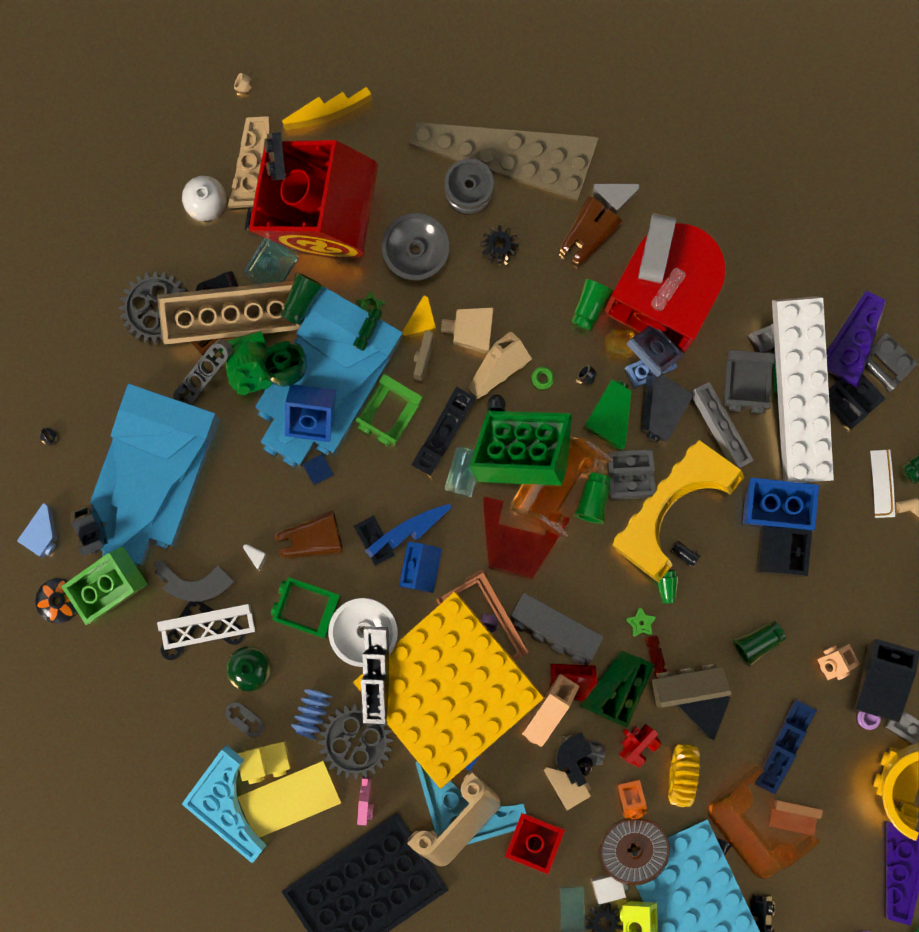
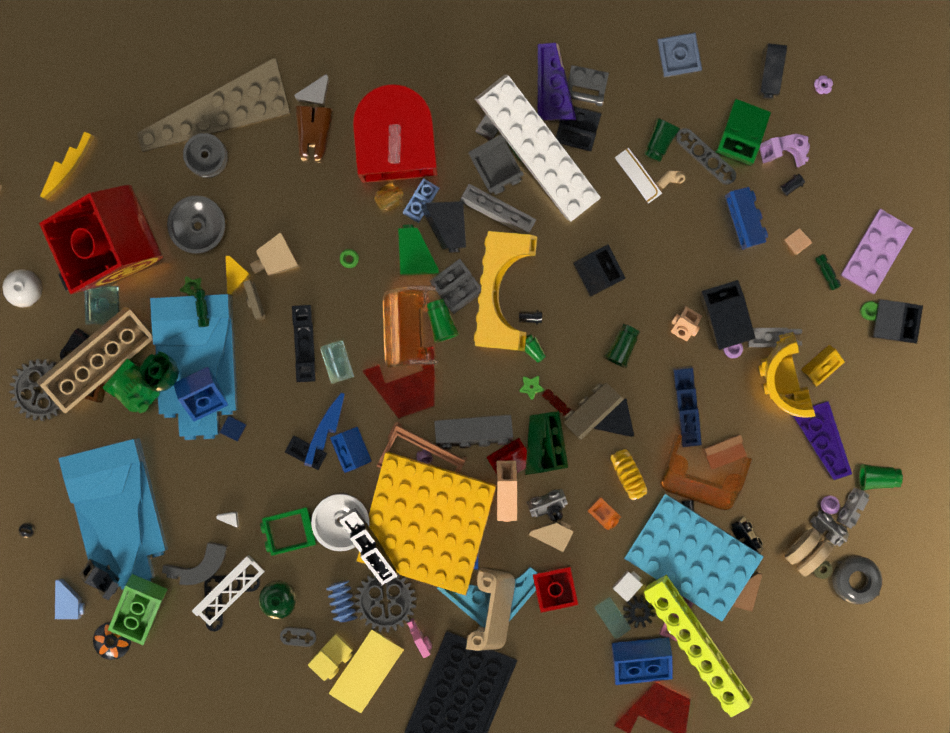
camera: 30 degrees left, 5 degrees up
(202, 373) = (103, 415): dark grey beam -> none
(217, 804) = (317, 708): medium azure plate -> none
(249, 162) = (28, 220): tan wing -> none
(274, 148) = (58, 236): black plate -> none
(301, 298) = (139, 317): dark green plant -> none
(312, 537) = (260, 479): reddish brown piece -> none
(365, 419) = (241, 353): bright green panel -> none
(496, 403) = (328, 298): black hinge -> none
(501, 361) = (311, 268): tan slope -> none
(502, 237) = (257, 189): black gear -> none
(522, 448) = (367, 319): green slope -> none
(570, 752) = (538, 513): black brick -> none
(587, 374) = (378, 235): black hinge -> none
(591, 304) = (348, 183): green plant -> none
(618, 856) = (615, 553): piece -> none
(637, 742) = (581, 473): red hips -> none
(655, 350) = (415, 187): sand blue tile -> none
(657, 248) = (367, 119): light grey beam -> none
(781, 504) = (575, 239): blue slope -> none

